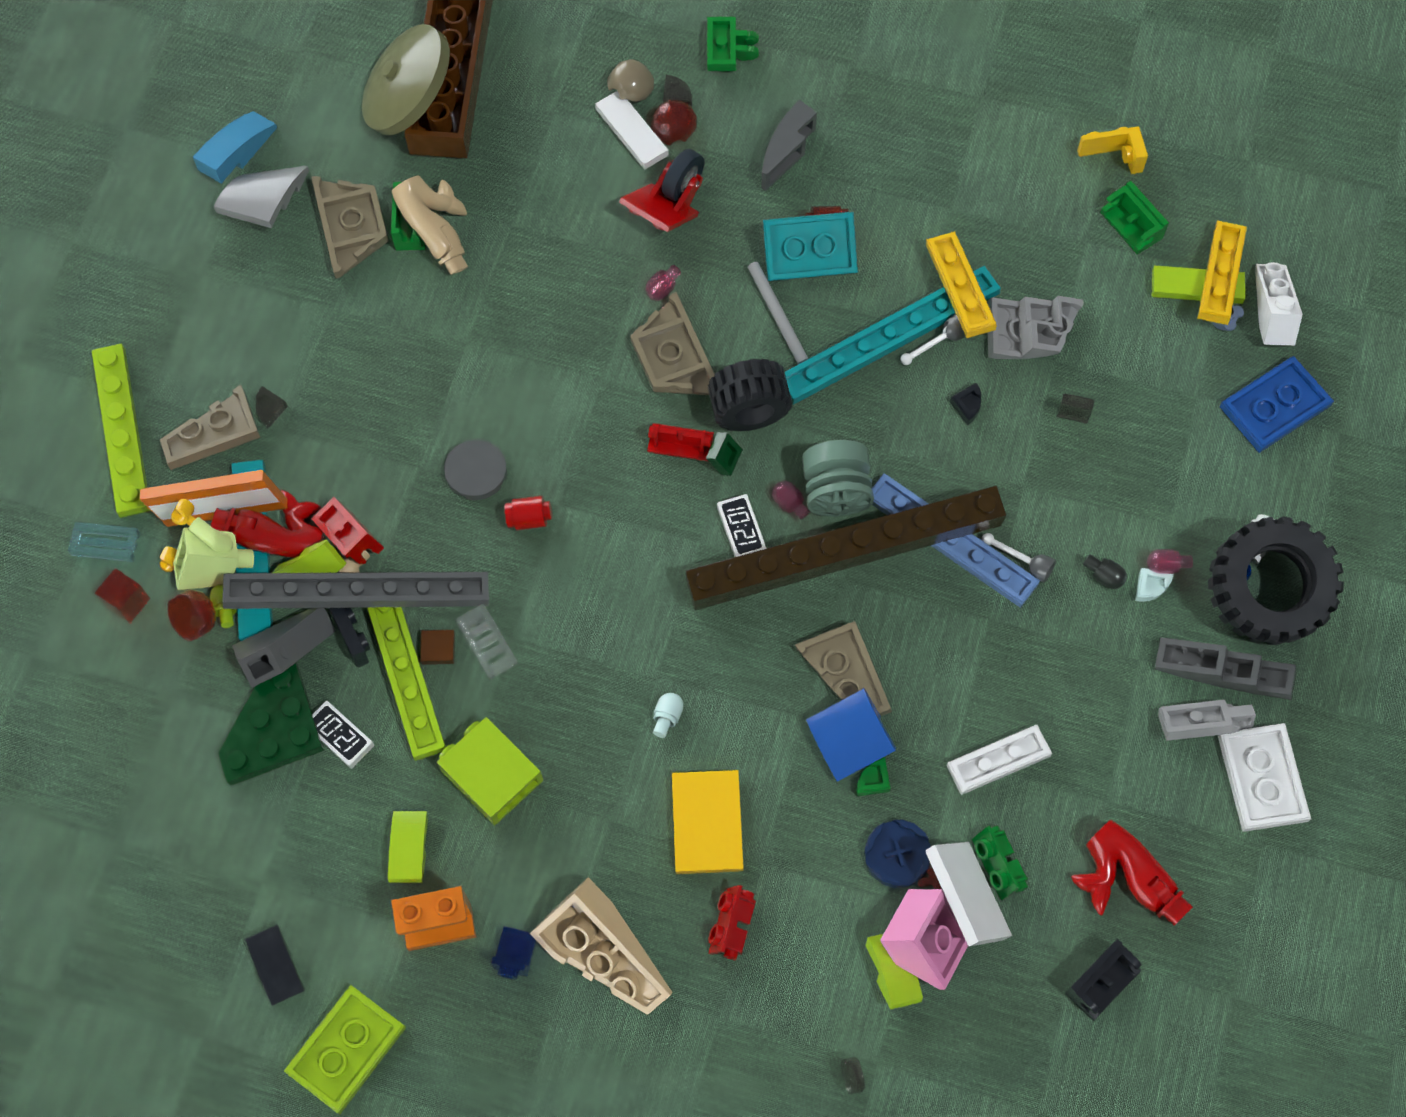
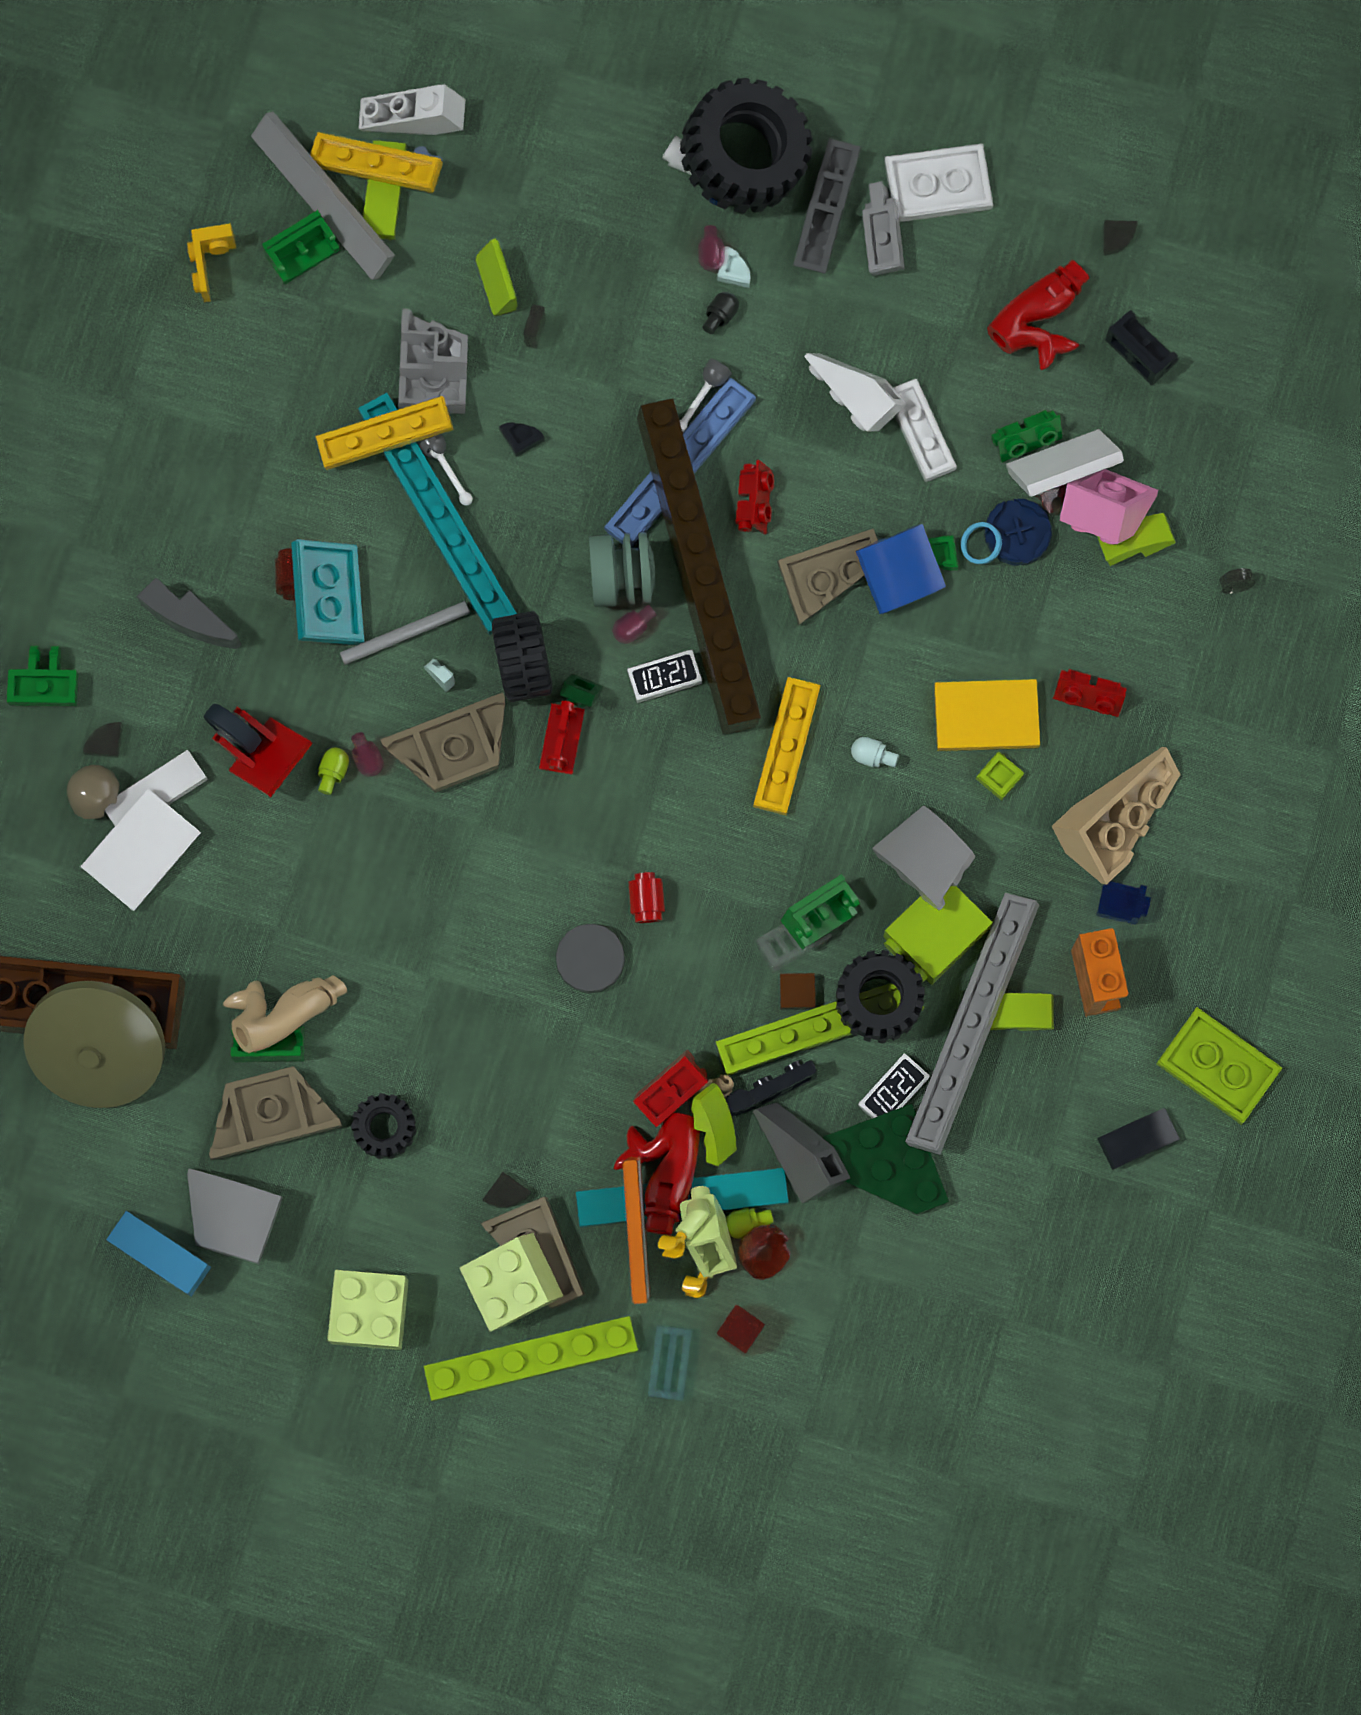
camera: 90 degrees left, 10 degrees up
(171, 297) = (368, 1310): none -> yellowish green brick
(180, 402) = (511, 1281): none -> yellowish green brick
(324, 294) = (374, 1107): none -> black tyre
(355, 590) = (745, 1070): dark grey plate -> none
(396, 802) = (972, 1023): none -> light grey tile
(407, 685) = (890, 969): none -> black tyre
(507, 662) = (821, 912): none -> green hinge
(559, 757) = (926, 855): none -> light grey slope
(580, 118) = (140, 849): none -> white tile
(646, 834) = (999, 775): none -> lime tile
(651, 259) = (332, 769): none -> lime cylinder
(674, 121) = (148, 744): clear red hair -> none
(675, 636) = (786, 746): none -> yellow tile
(738, 340) = (440, 674): none -> light aqua tile
(883, 801) = (964, 543): none -> medium azure piece
(931, 606) = (756, 483): none -> red hinge
(1032, 696) = (864, 394): none -> white slope
(1121, 380) = (496, 279): none -> lime slope
(1185, 233) = (322, 195): none -> light grey tile
(1226, 958) = (1117, 235): none -> clear smoke tile
(1276, 404) = (529, 126): blue tile -> none

